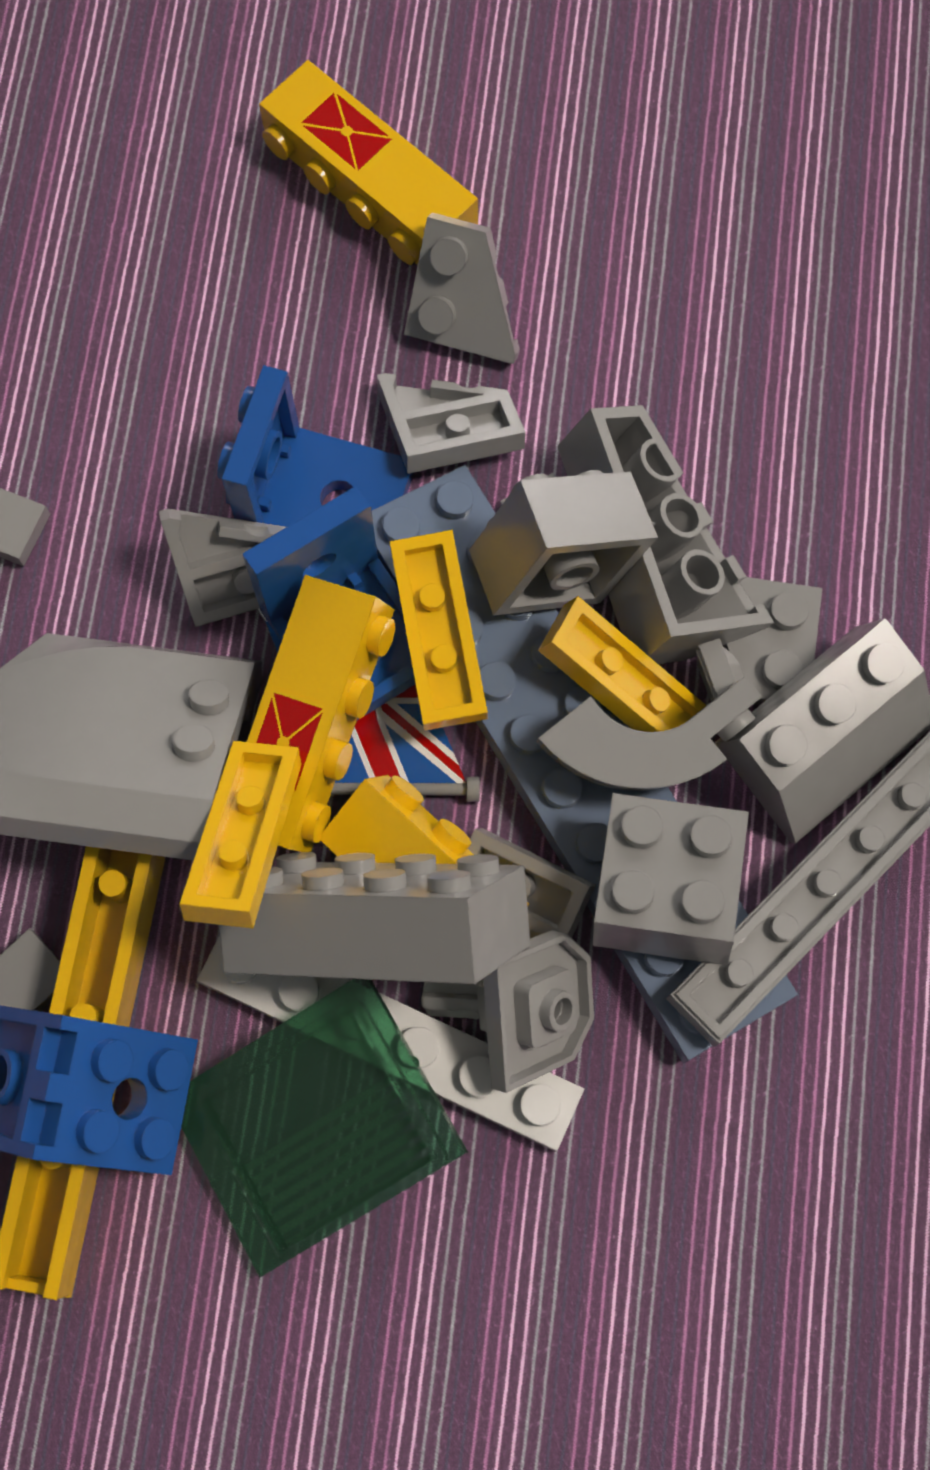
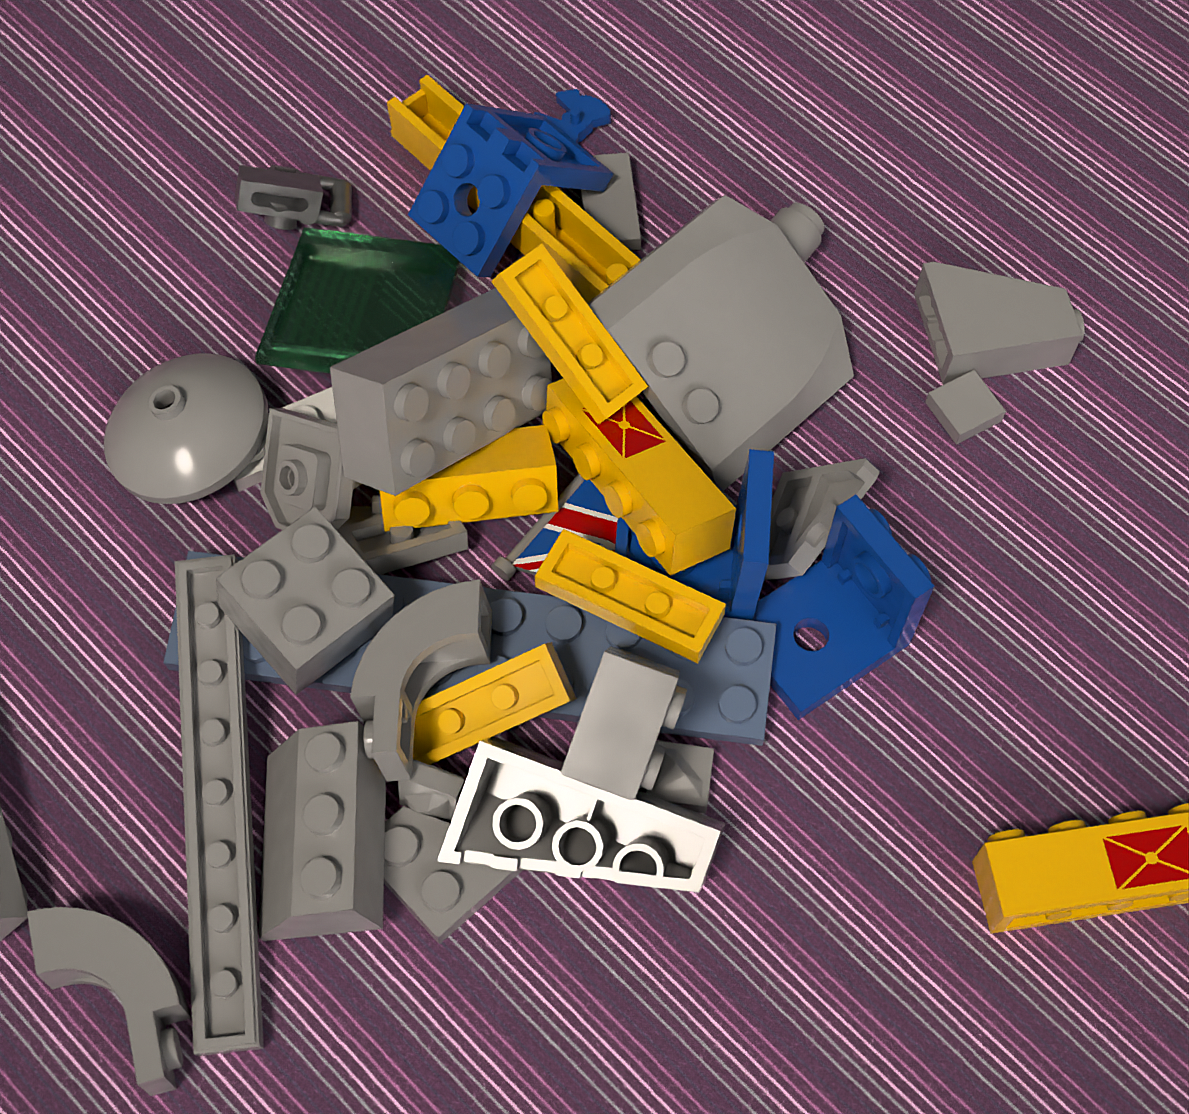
camera: 125 degrees right, 10 degrees down
(236, 1315) = (291, 196): none -> flat silver piece
(449, 422) = (814, 757): light grey wing -> none
(458, 291) = (924, 843): light grey wing -> none
(544, 1146) = (186, 428): none -> light grey dish

